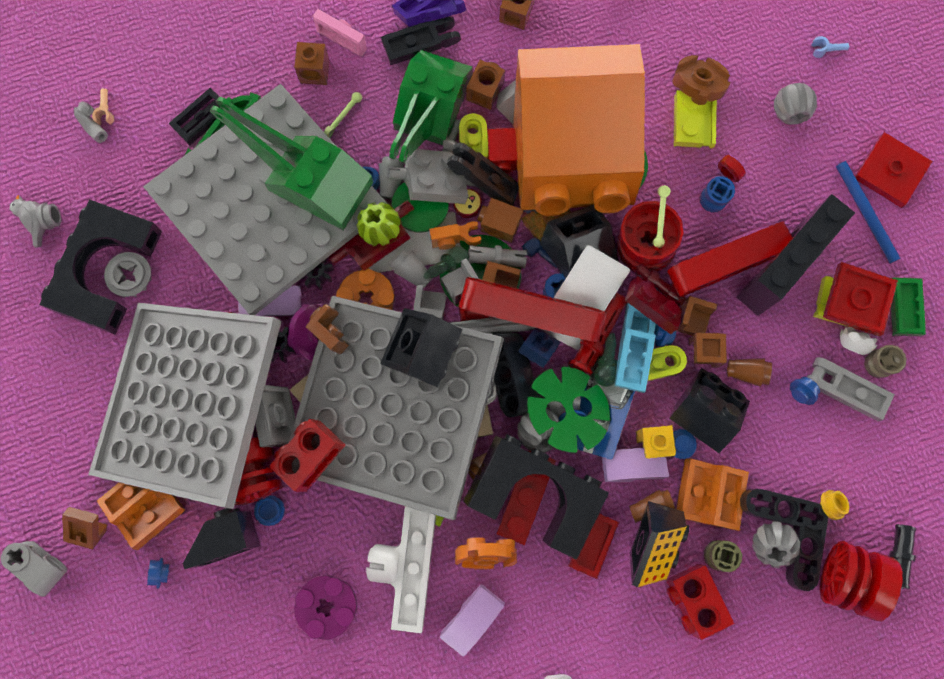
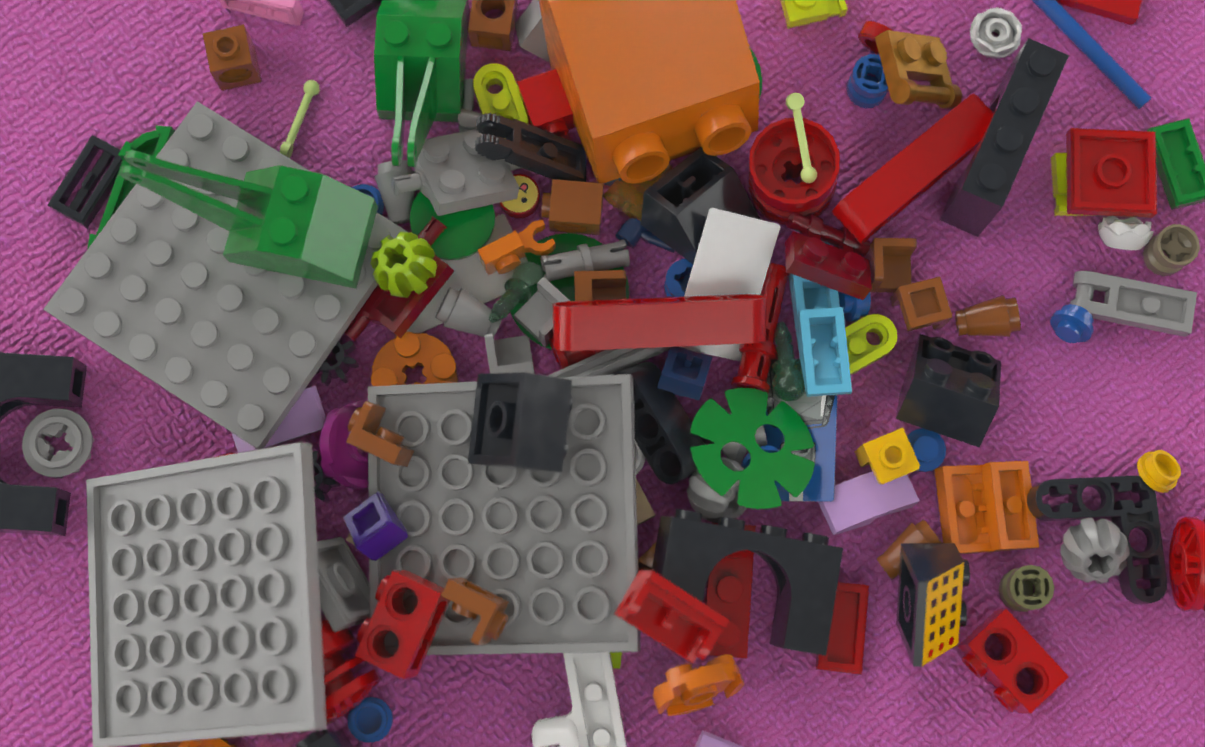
camera: 15 degrees left, 0 degrees up
(308, 387) = (375, 527): none -> dark purple slope
(356, 454) = (474, 600): none -> dark orange bracket
(481, 503) = (671, 616): none -> red hinge
(751, 187) = (917, 58): none -> pearl gold plate
(812, 179) = (997, 21): none -> white plate

